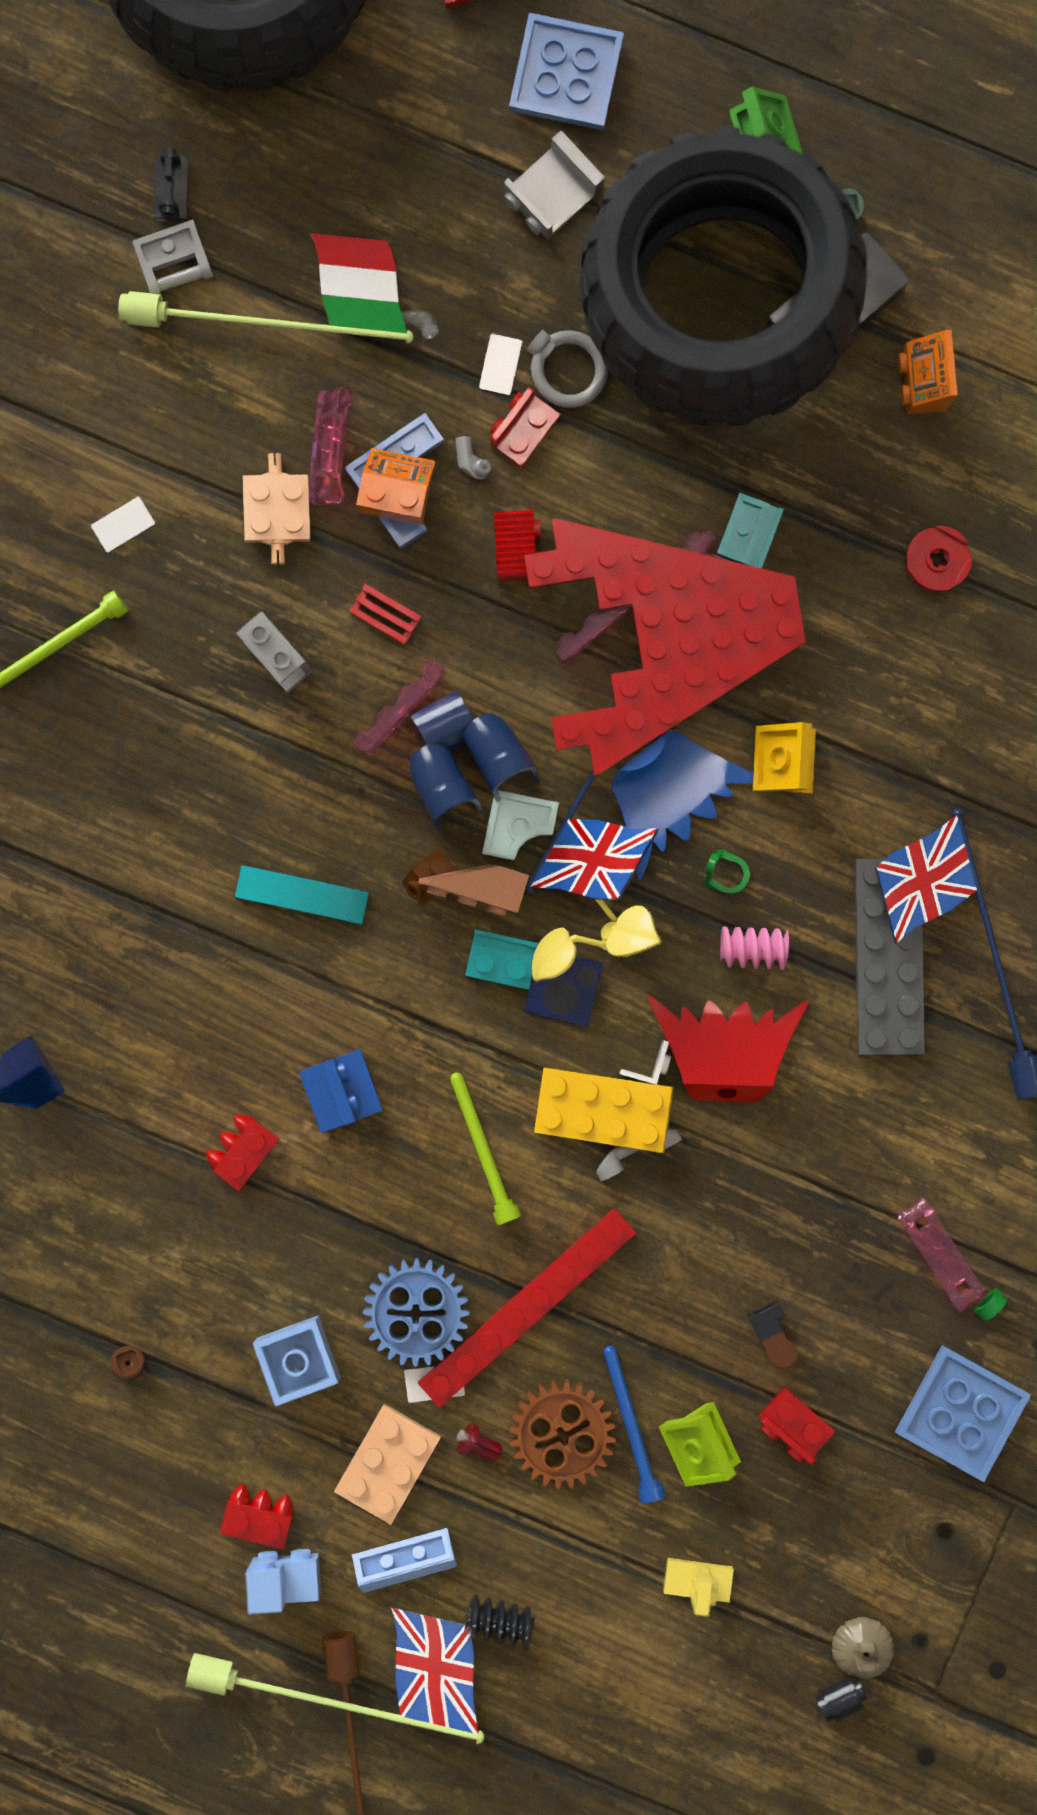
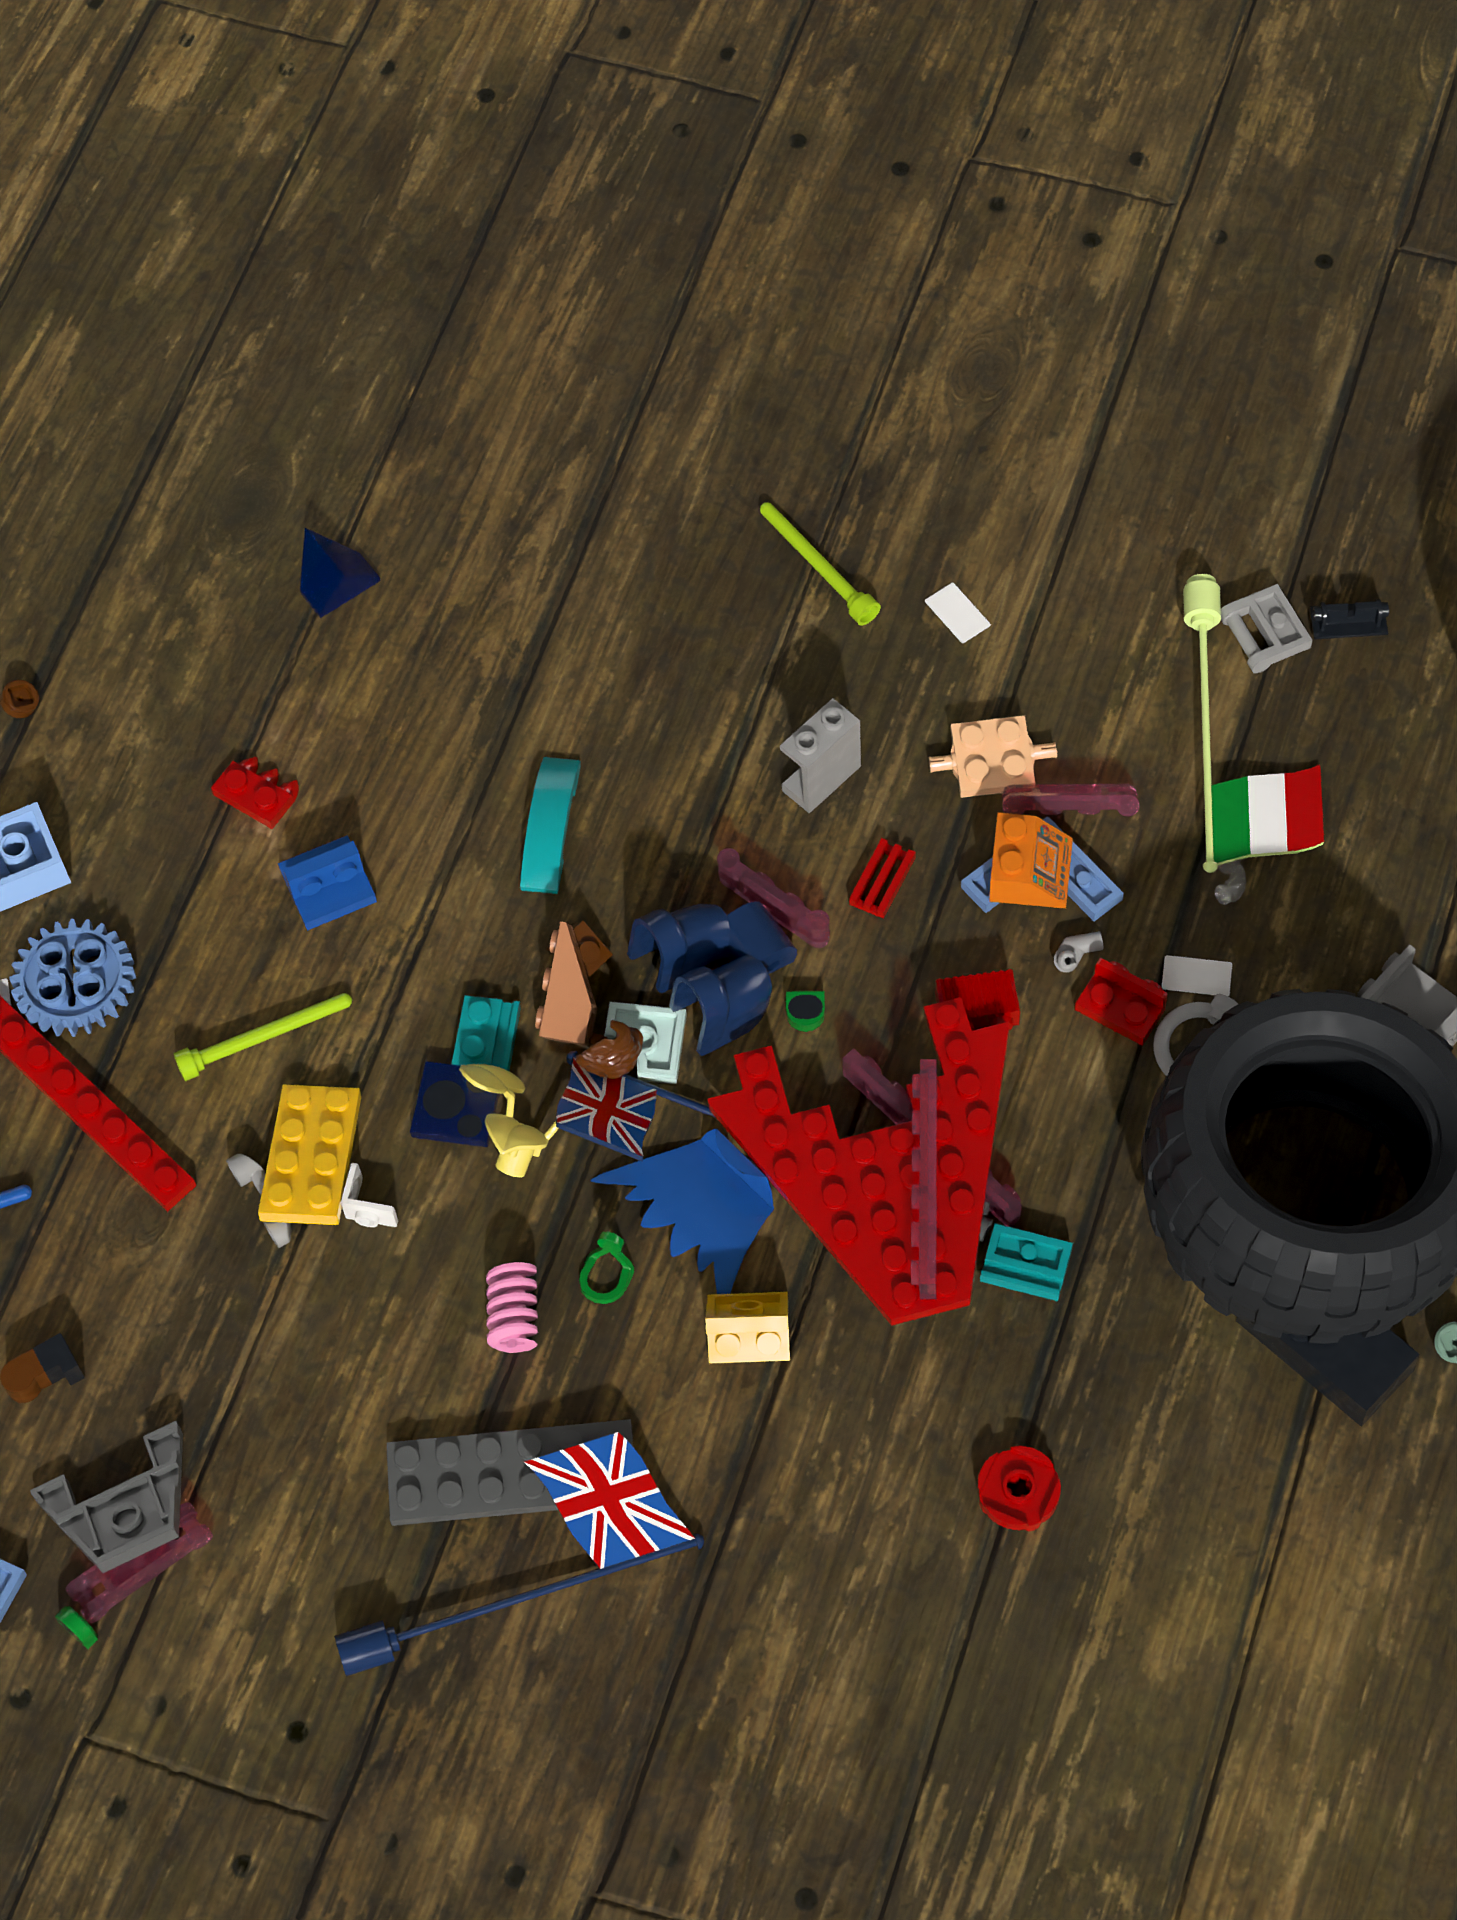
camera: 90 degrees right, 25 degrees down
(503, 690) = (805, 1009): none -> tile
(542, 852) = (612, 1056): none -> reddish brown hair
(711, 599) = (925, 1194): none -> clear pink plate
(727, 1058) = (379, 1284): red piece -> none
(912, 1261) = (128, 1516): none -> dark grey wing
(928, 373) = (1251, 1450): orange slope -> none

